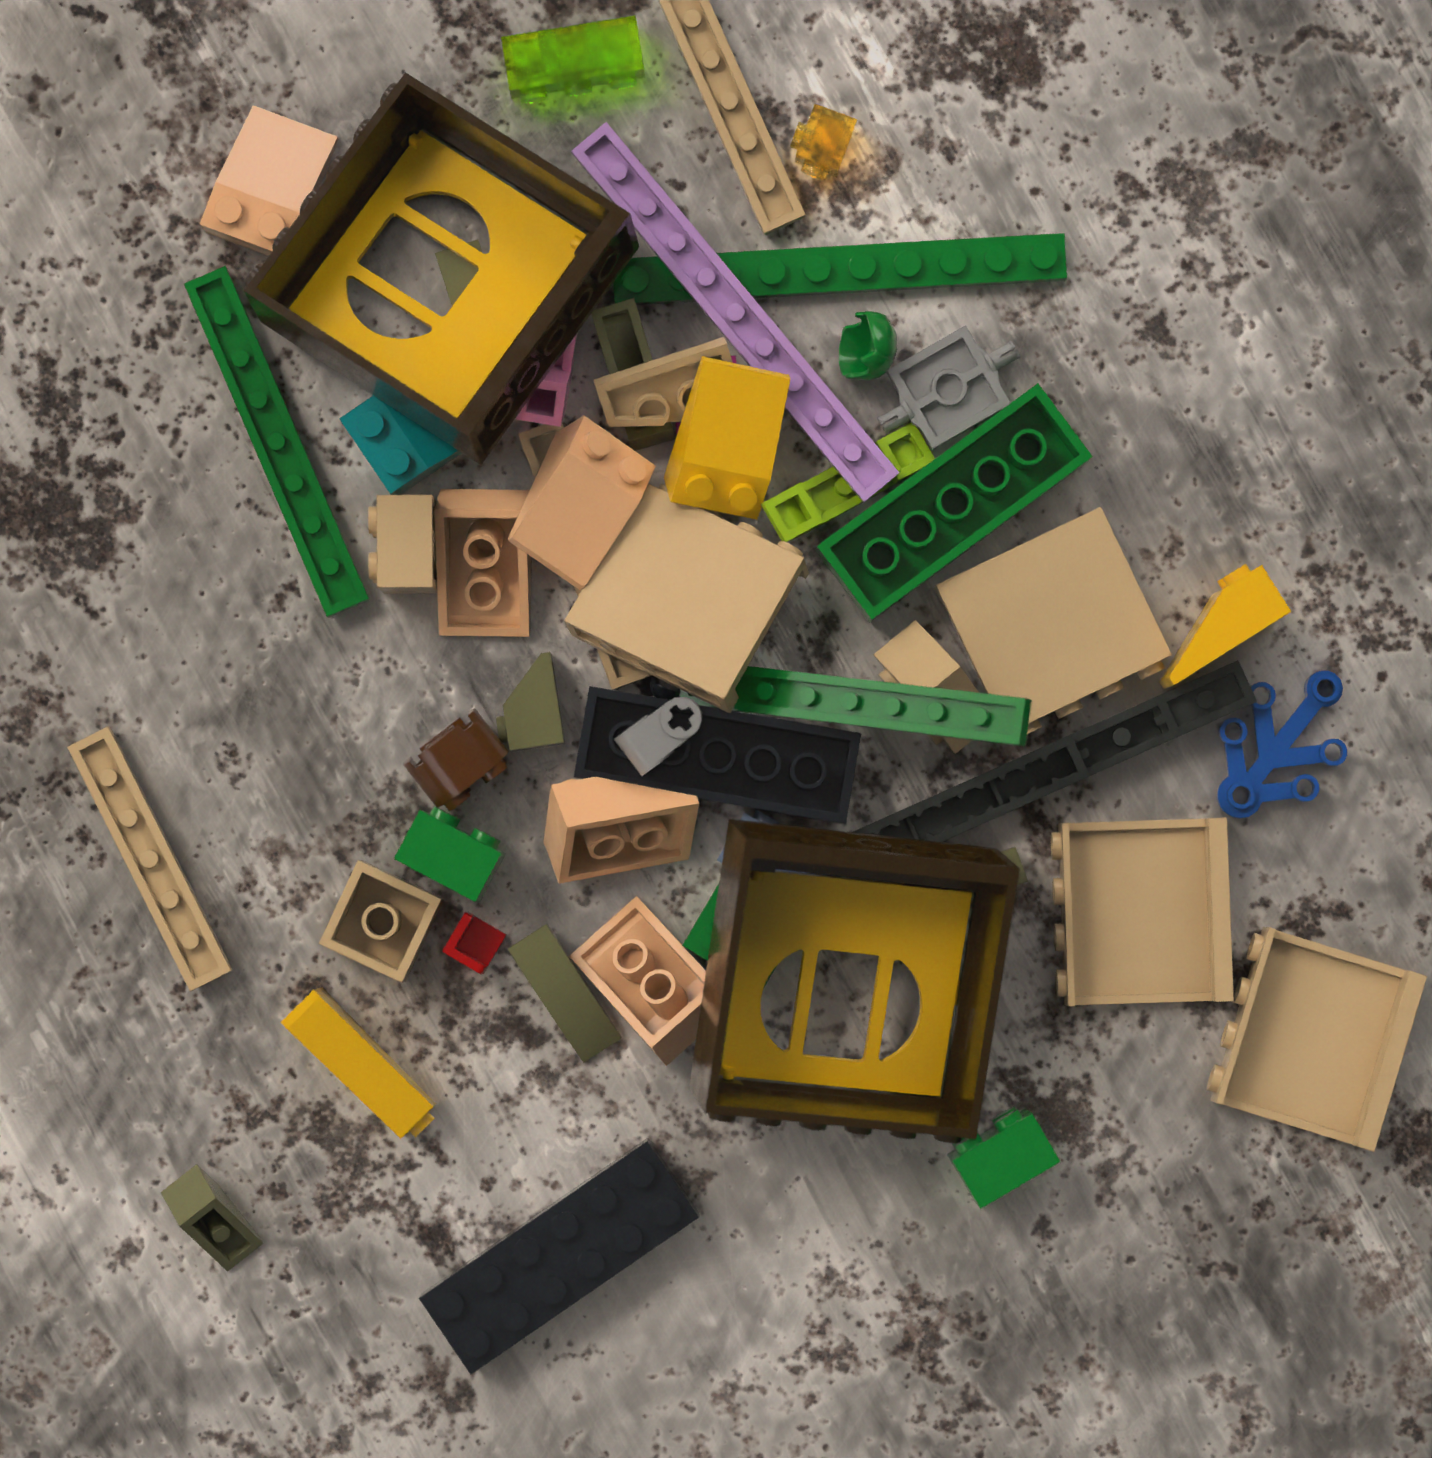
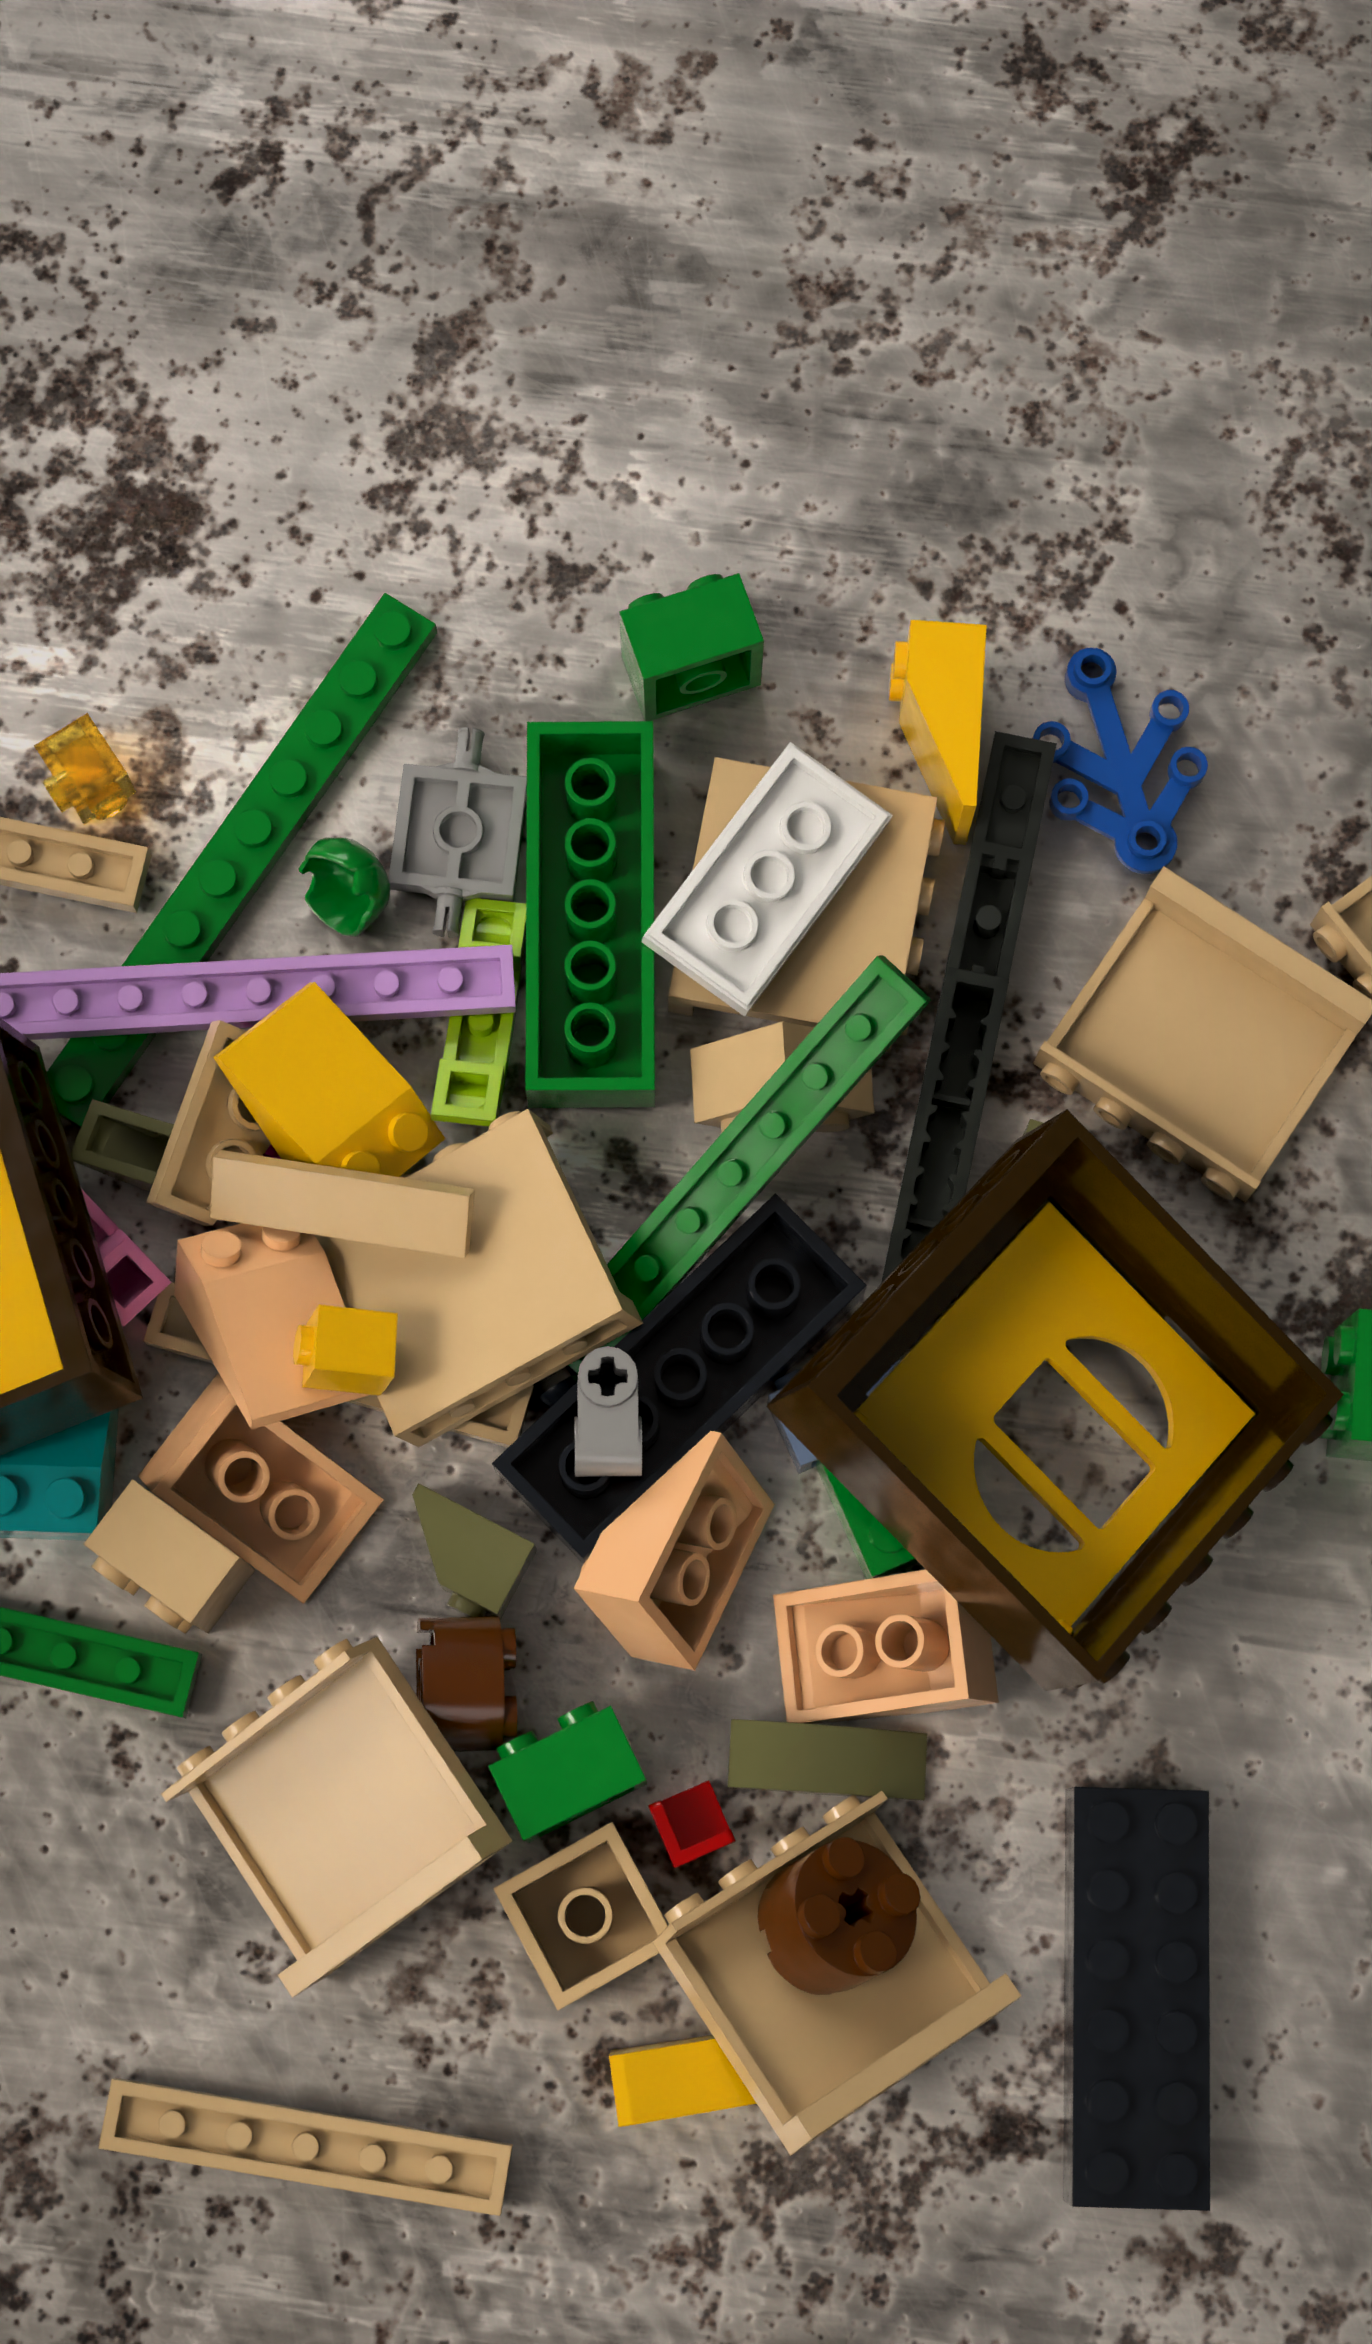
camera: 50 degrees left, 10 degrees down
(340, 744) = (341, 1808): none -> tan panel
(447, 1076) = (831, 2054): none -> tan panel
(479, 1061) = (838, 1917): none -> reddish brown brick
(590, 560) = (347, 1350): none -> yellow brick
(671, 493) = (342, 1203): none -> tan tile
(1045, 593) = (766, 879): none -> white tile
(1159, 442) = (691, 645): none -> green brick

